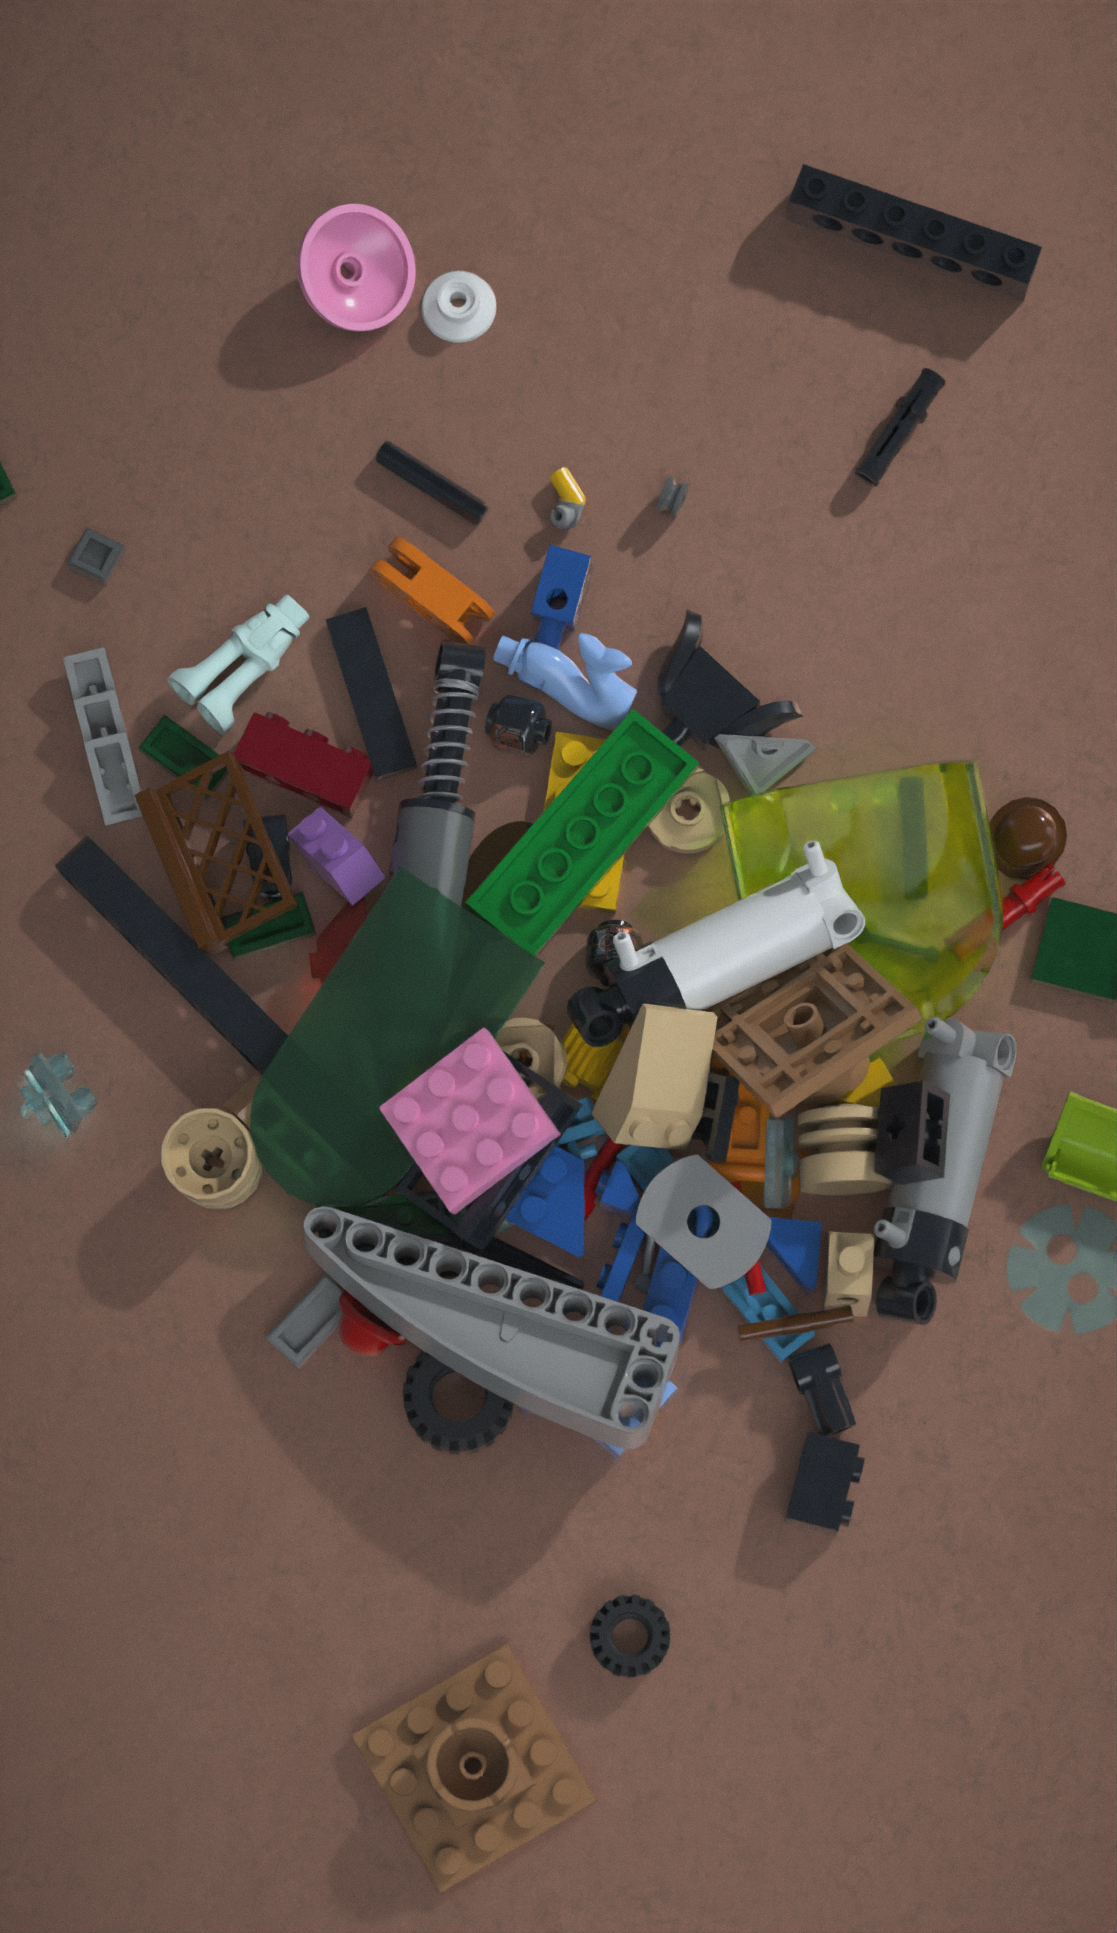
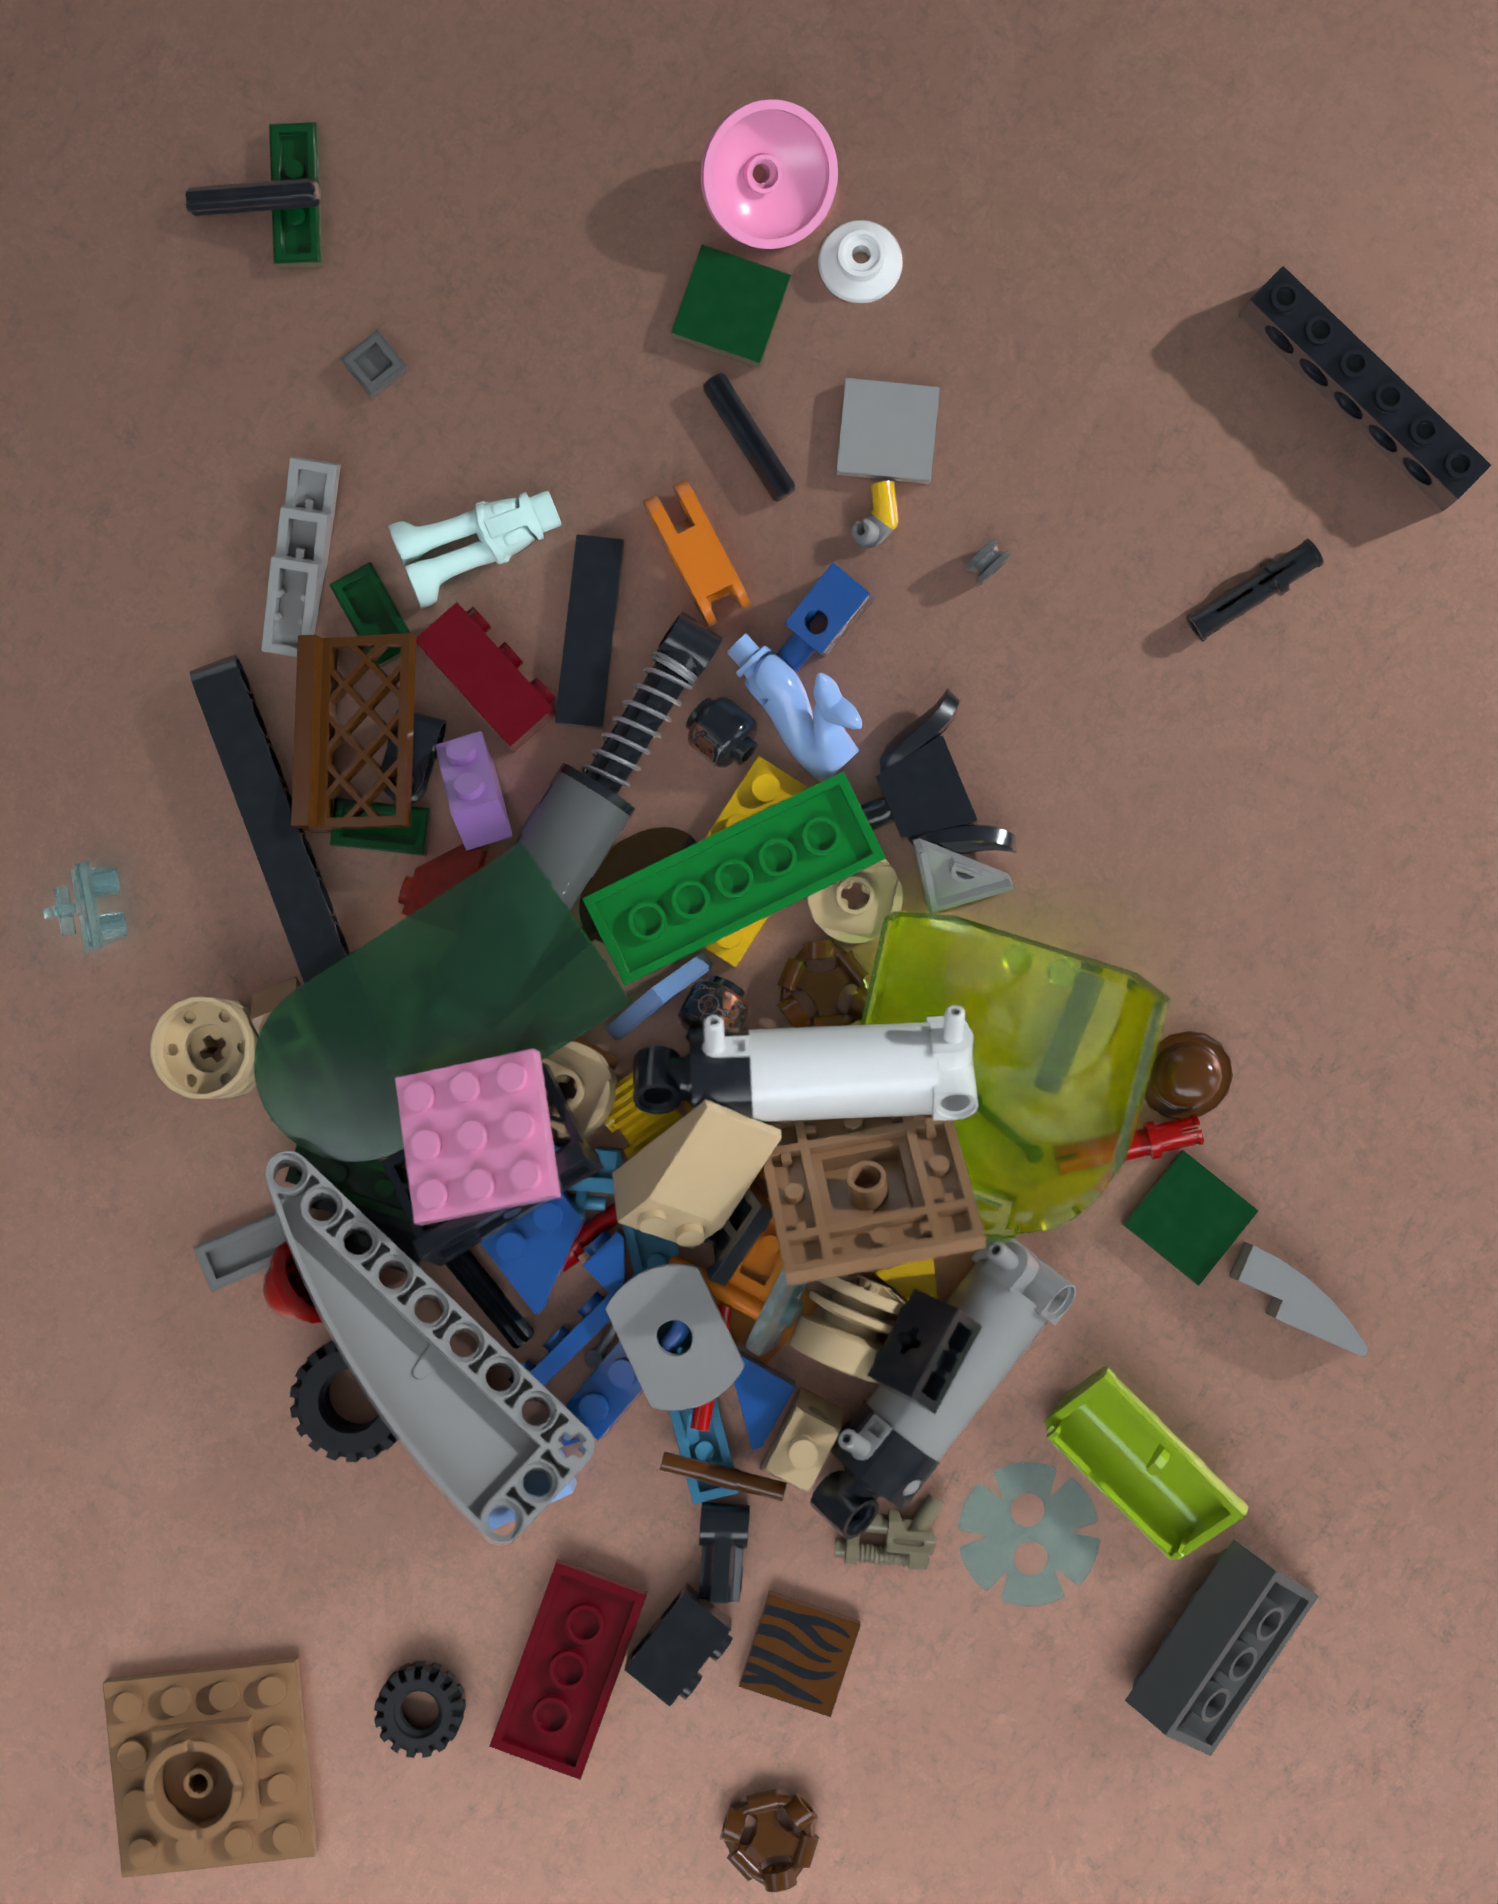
camera: 25 degrees right, 10 degrees up
(369, 385) = (730, 306): none -> dark green tile
(543, 429) = (888, 430): none -> light grey tile
(561, 962) = (659, 996): none -> medium blue tile
(694, 895) = (823, 987): none -> reddish brown piece
(739, 1546) = (568, 1669): none -> dark red plate
(927, 1450) = (799, 1653): none -> reddish brown tile
(972, 1316) = (906, 1542): none -> dark tan piece
(973, 1612) = (771, 1838): none -> reddish brown piece

